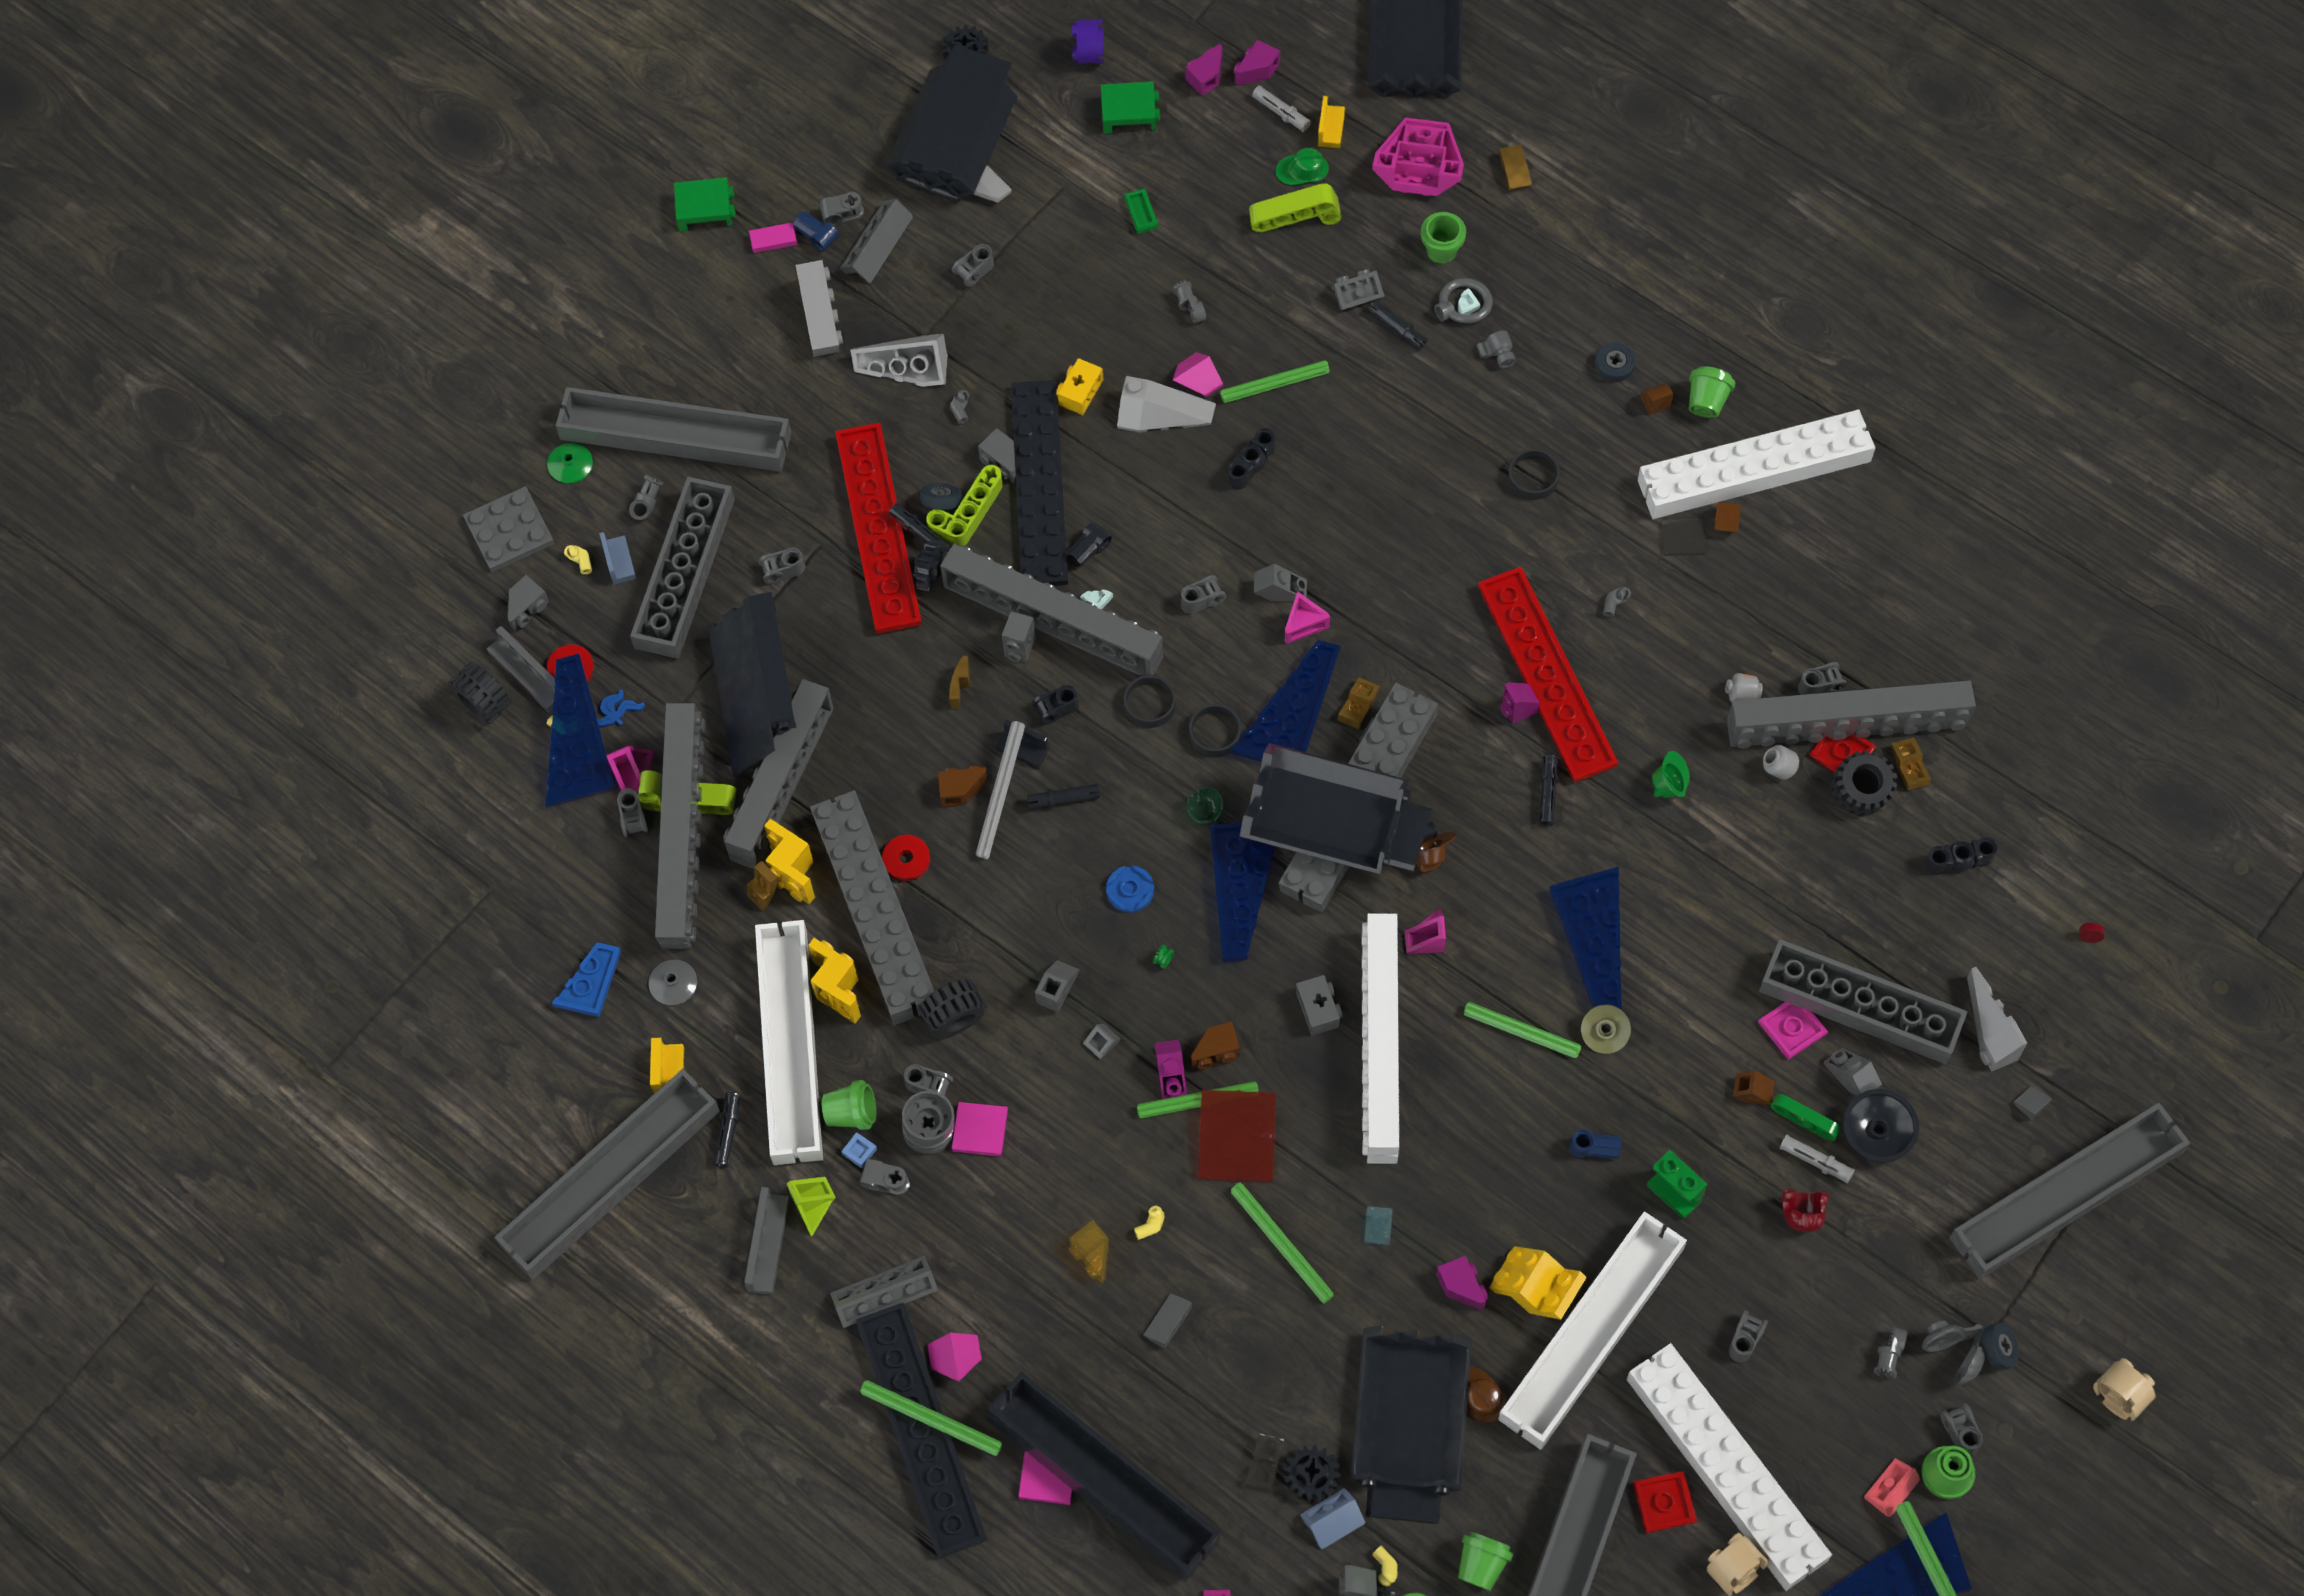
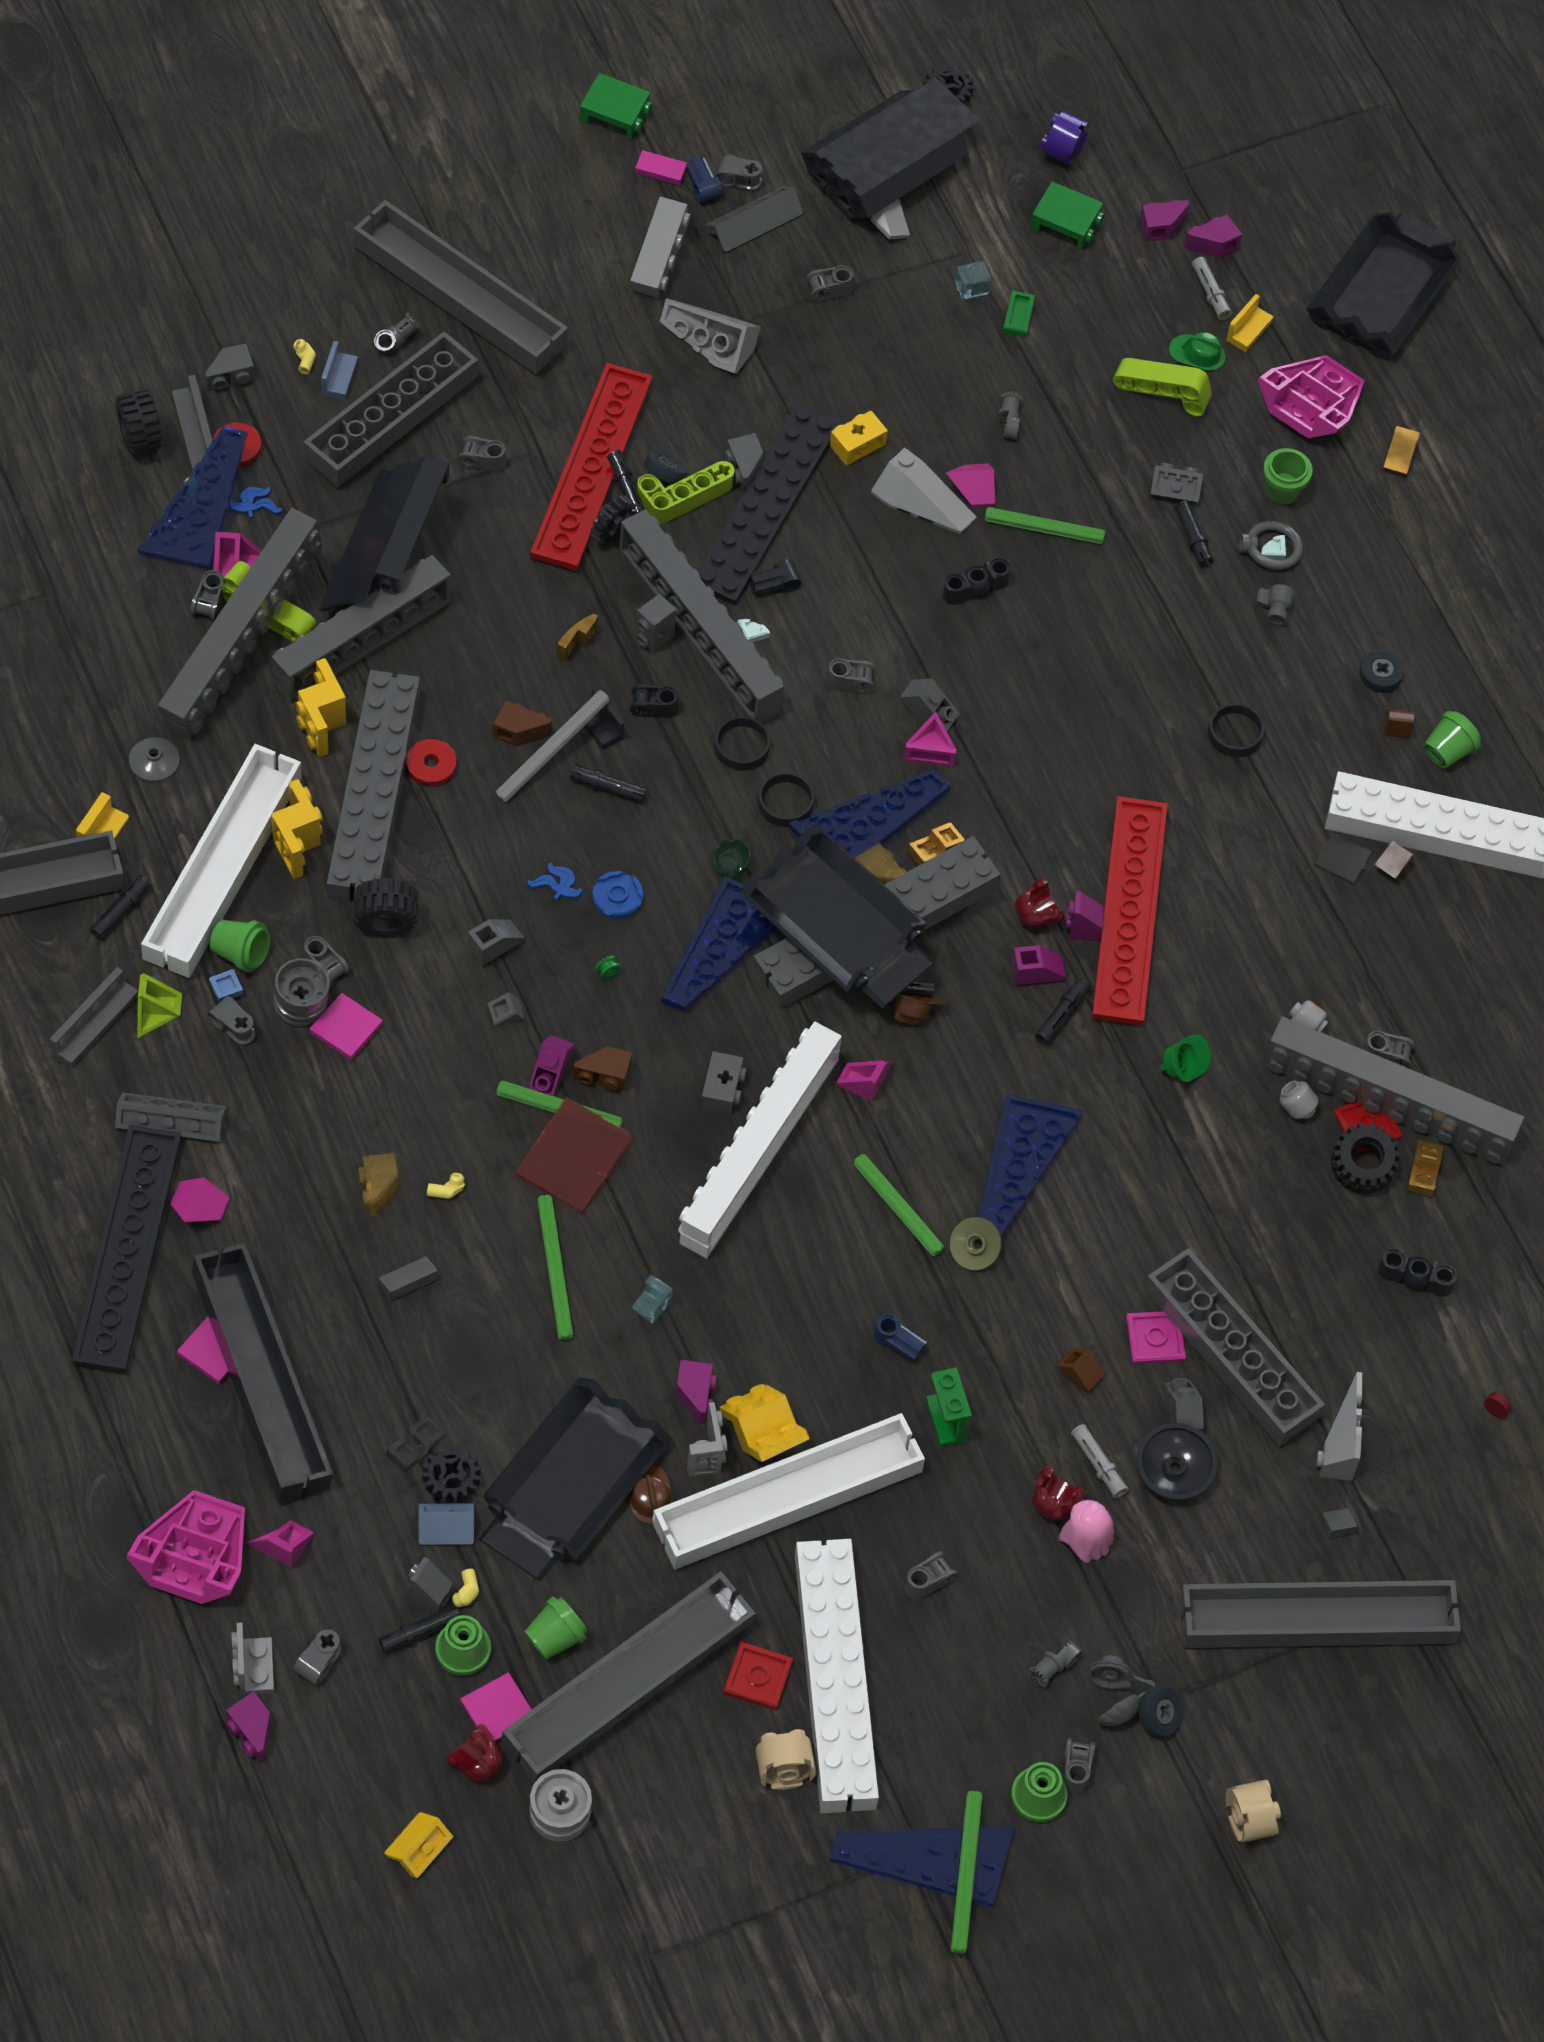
camera: 20 degrees right, 5 degrees down
(508, 529) = (257, 299): dark grey plate -> none
(570, 471) = (353, 277): green dish -> none
(591, 983) = (79, 722): blue wing -> none
(763, 886) = (284, 717): pearl gold slope -> none
(931, 1417) = (141, 1240): bright green axle -> none
(958, 405) = (736, 398): dark grey arm -> none
(1080, 898) = (563, 889): none -> blue piece
(1087, 202) = (973, 280): none -> clear light blue panel
(1328, 745) = (880, 863): none -> clear yellow slope
(1475, 713) = (1037, 906): none -> dark red hair
(1505, 763) = (1036, 965): none -> magenta slope
(1514, 1326) = (707, 1456): none -> light grey bracket
(1615, 598) = (1238, 877): dark grey arm -> none
(1805, 1117) = (1112, 1419): green beam -> none
(1851, 1225) = (1088, 1530): none -> bright pink hair
(1892, 1487) = (985, 1777): coral slope -> none

